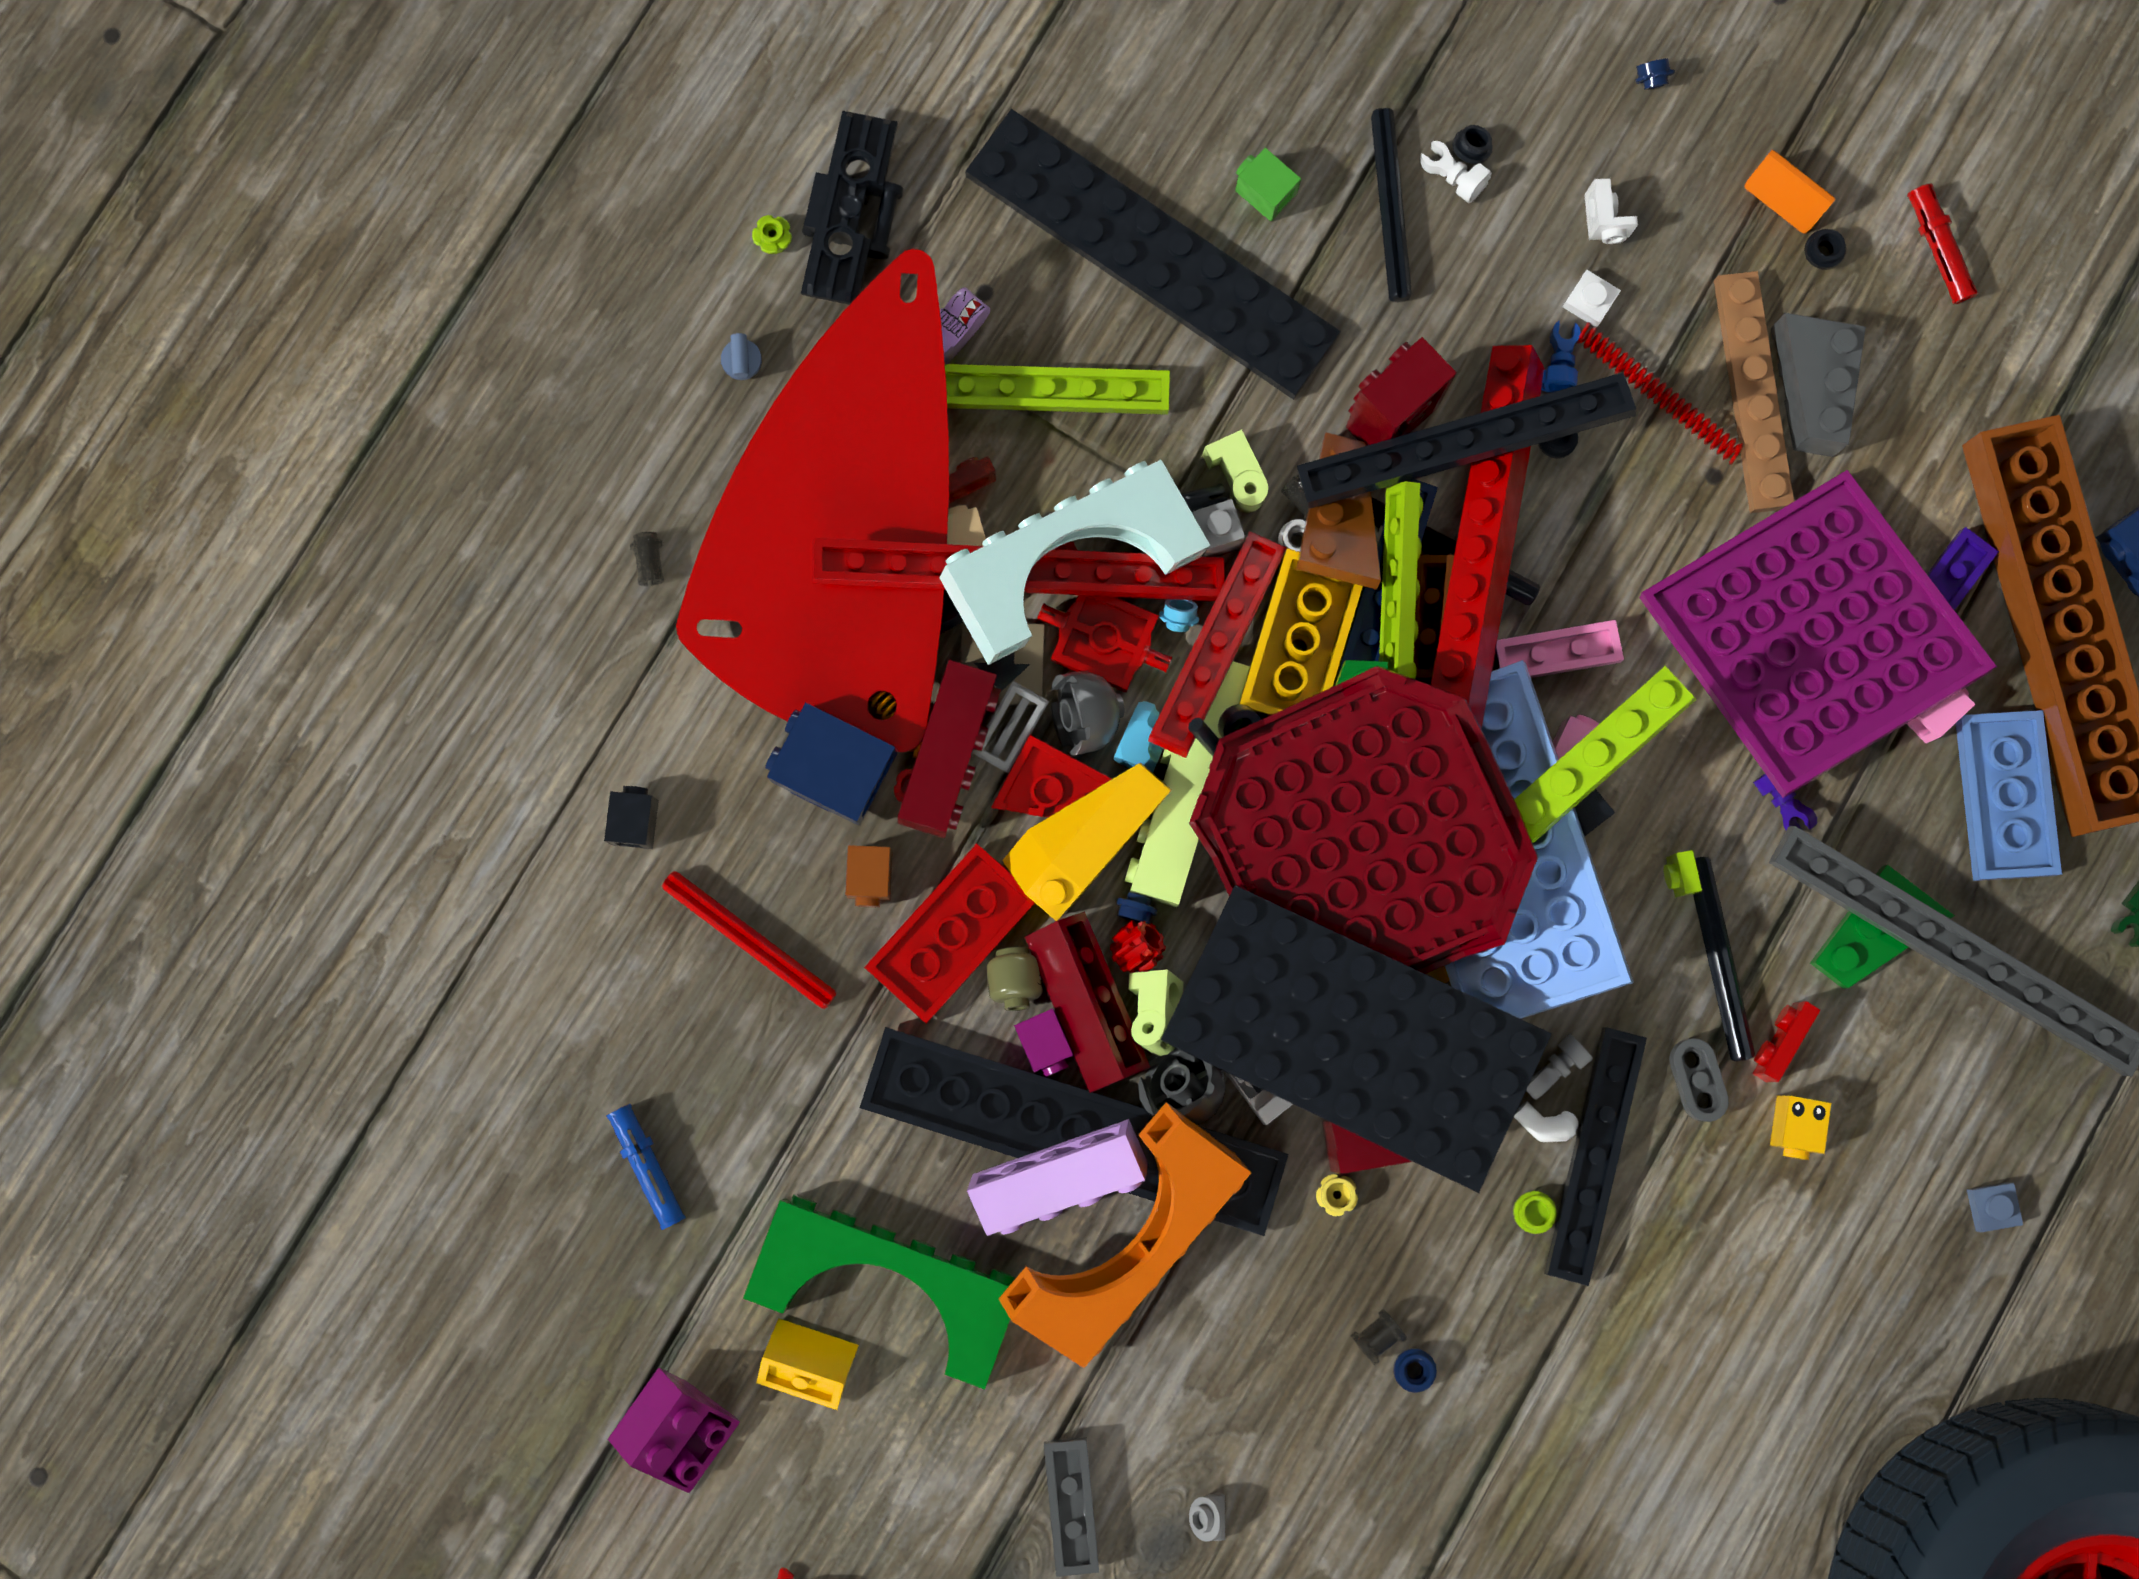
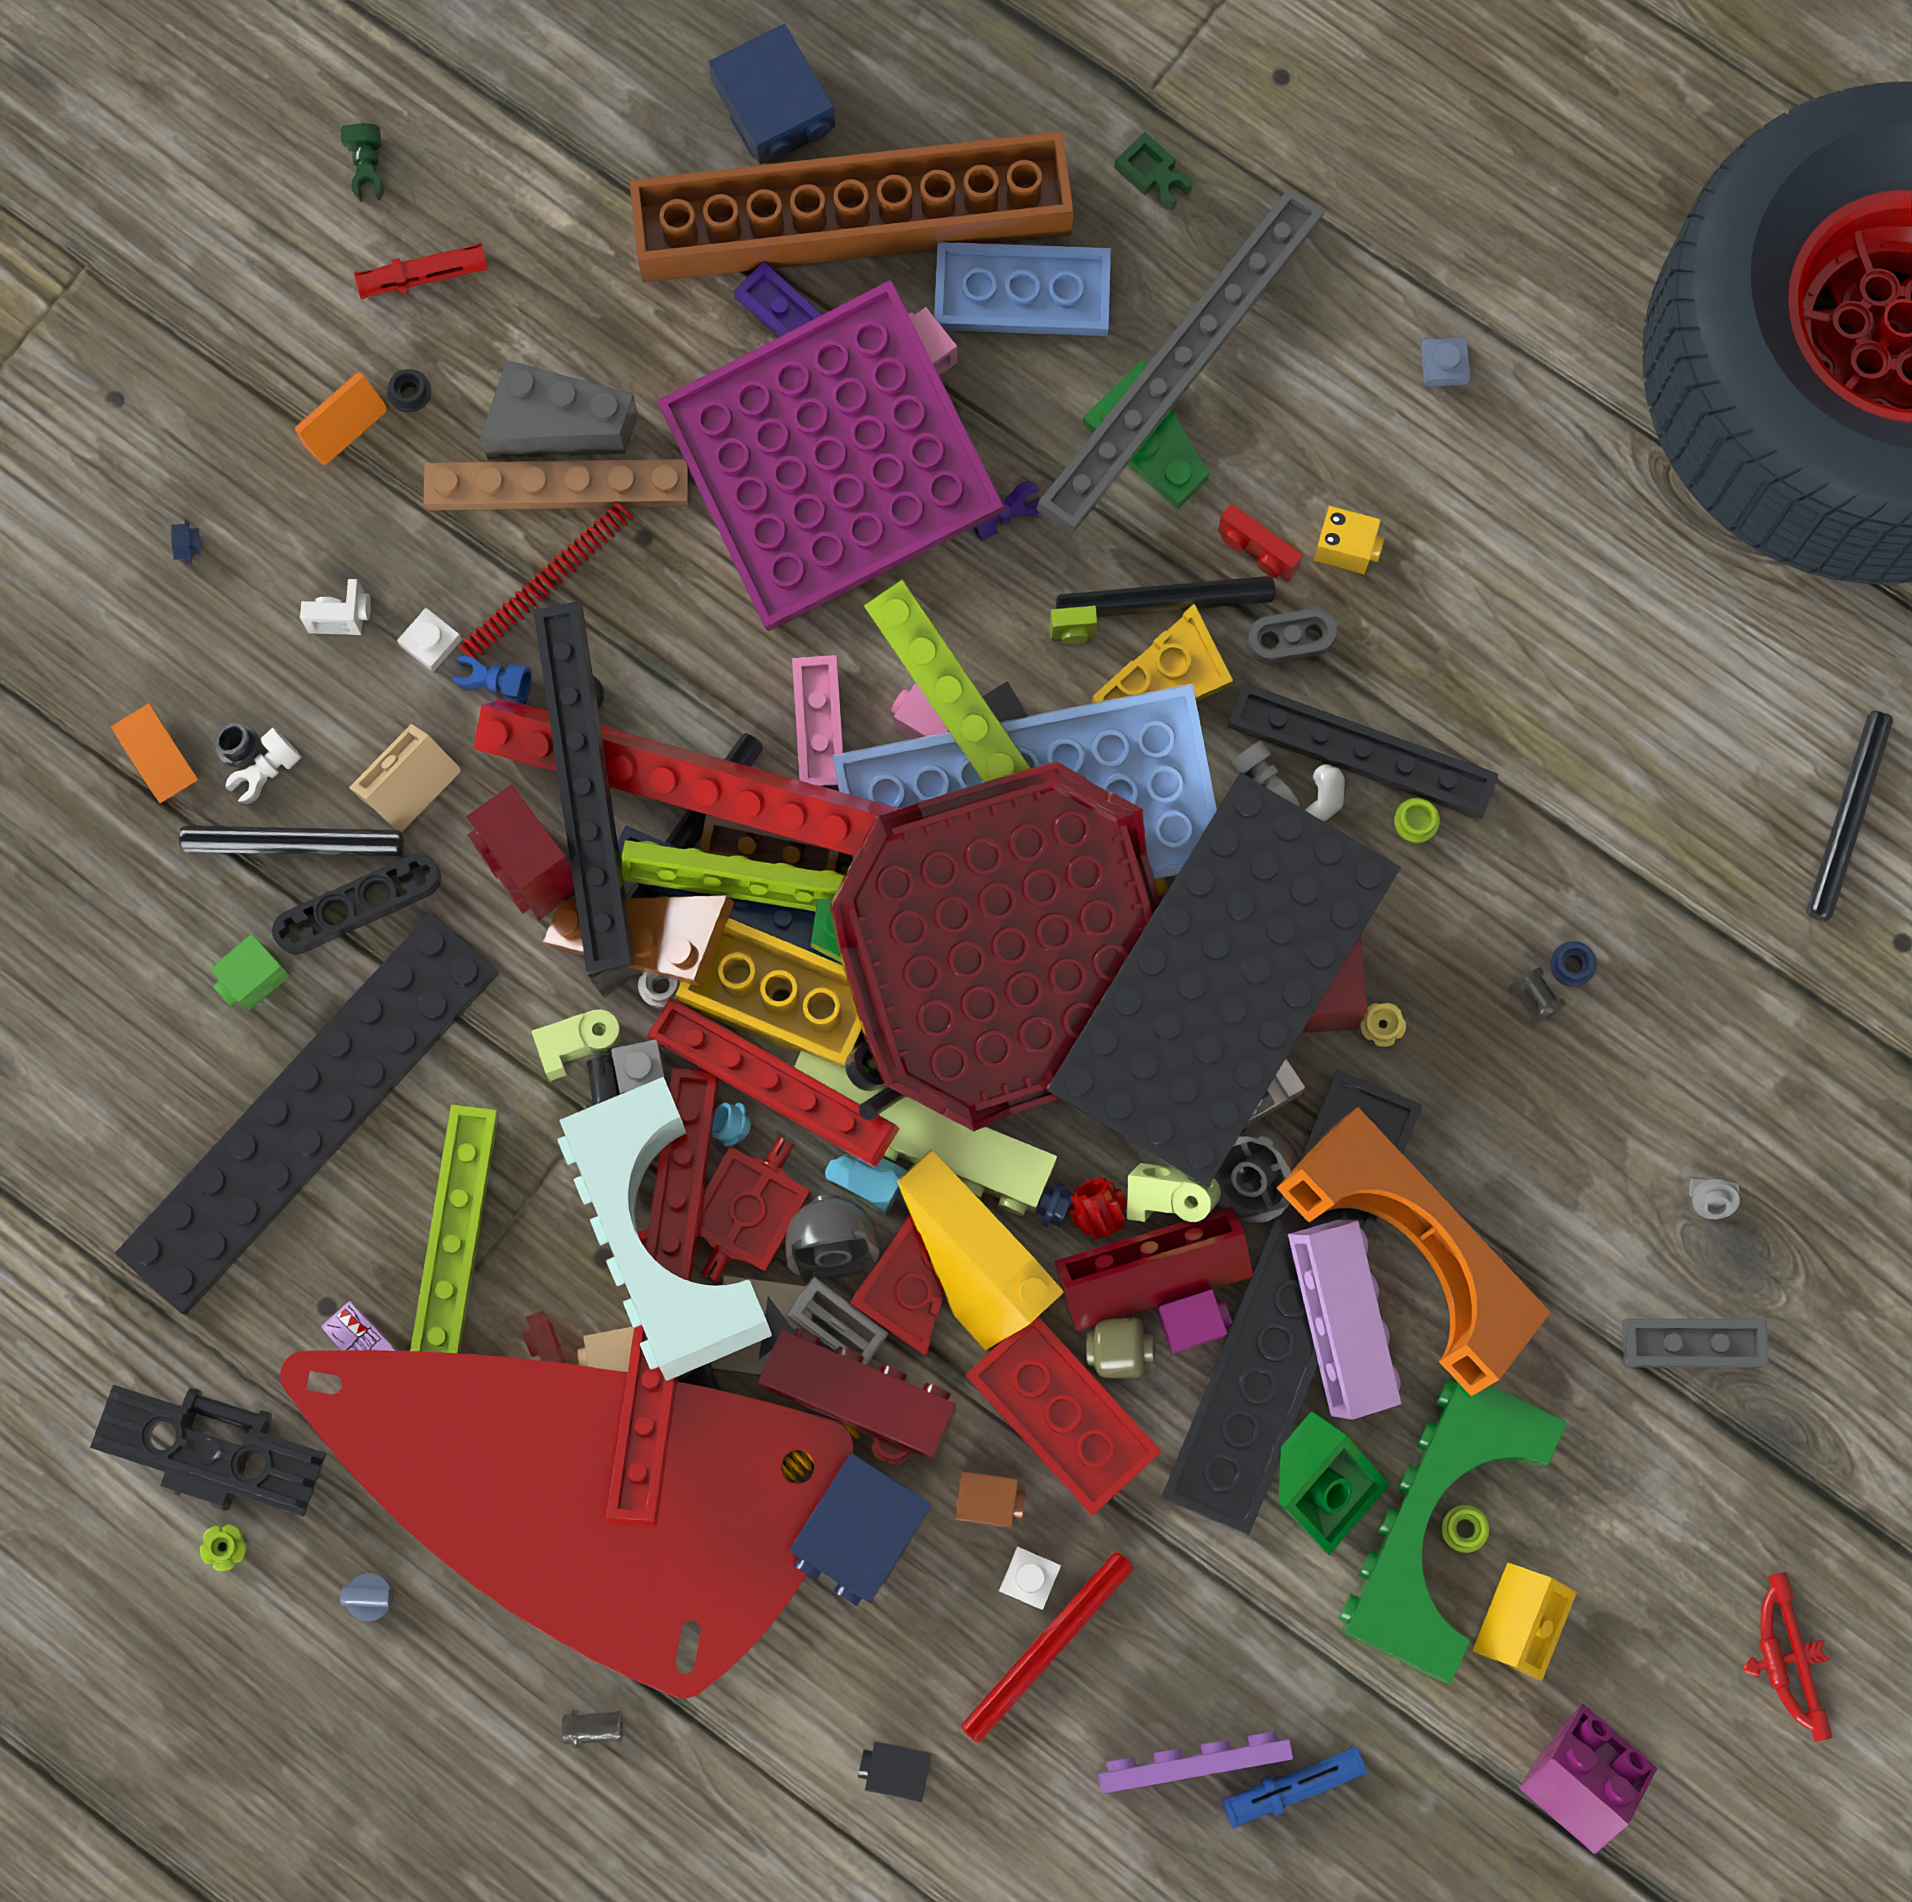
camera: 80 degrees left, 5 degrees down
(663, 1094) = (1215, 1758): none -> medium lavender plate
(806, 918) = (1029, 1578): none -> white plate
(880, 1317) = (1479, 1524): none -> lime plate
(911, 1172) = (1326, 1481): none -> green slope
(1346, 265) = (359, 911): none -> black beam
(1456, 76) = (154, 753): none -> orange slope
(1459, 294) = (406, 778): none -> tan panel
(1659, 973) = (1175, 659): none -> yellow wing
(2062, 175) = (363, 141): none -> dark green piece

